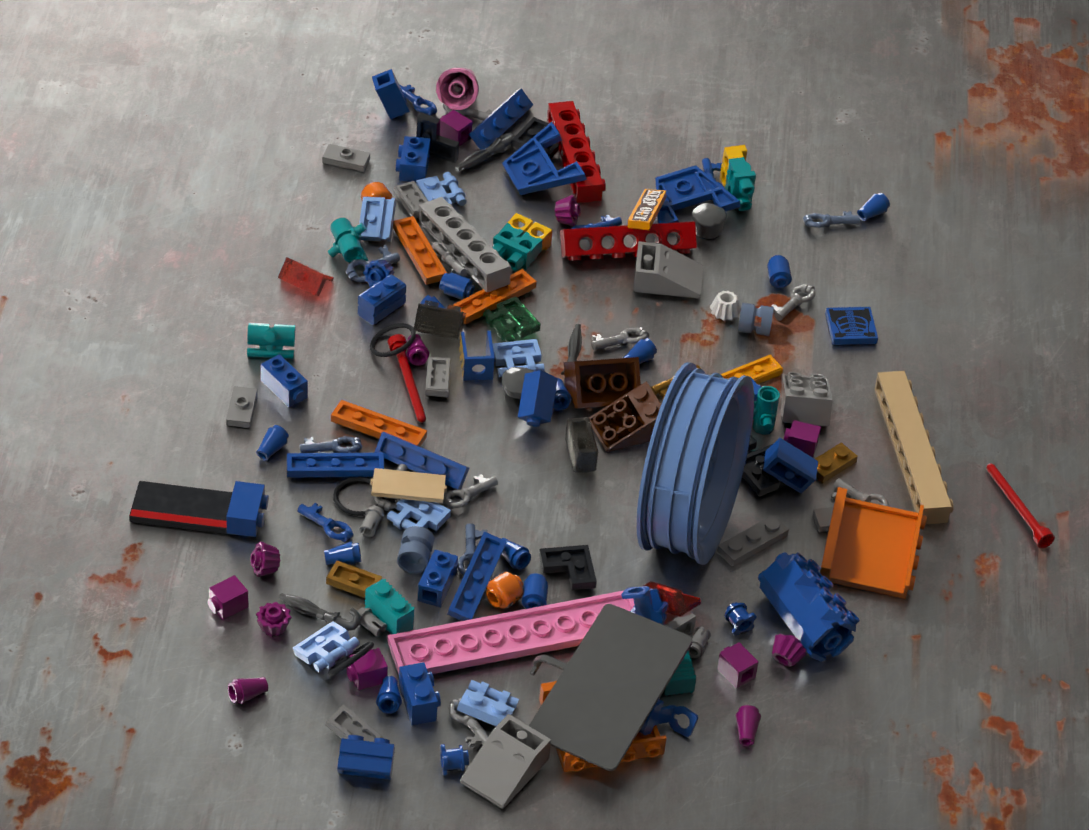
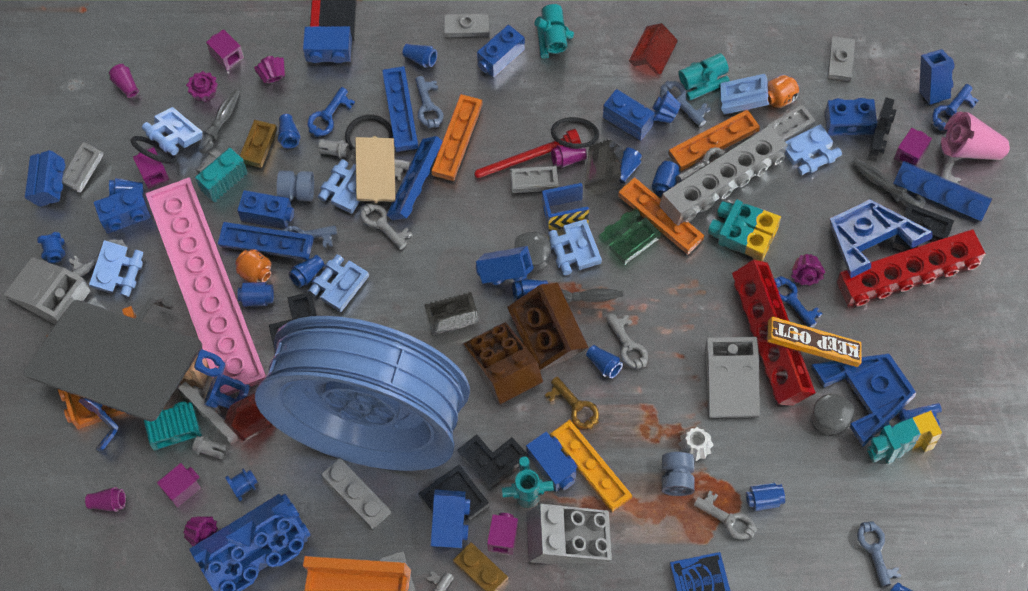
camera: 90 degrees right, 20 degrees up
(532, 524) = (343, 287): none -> light blue plate

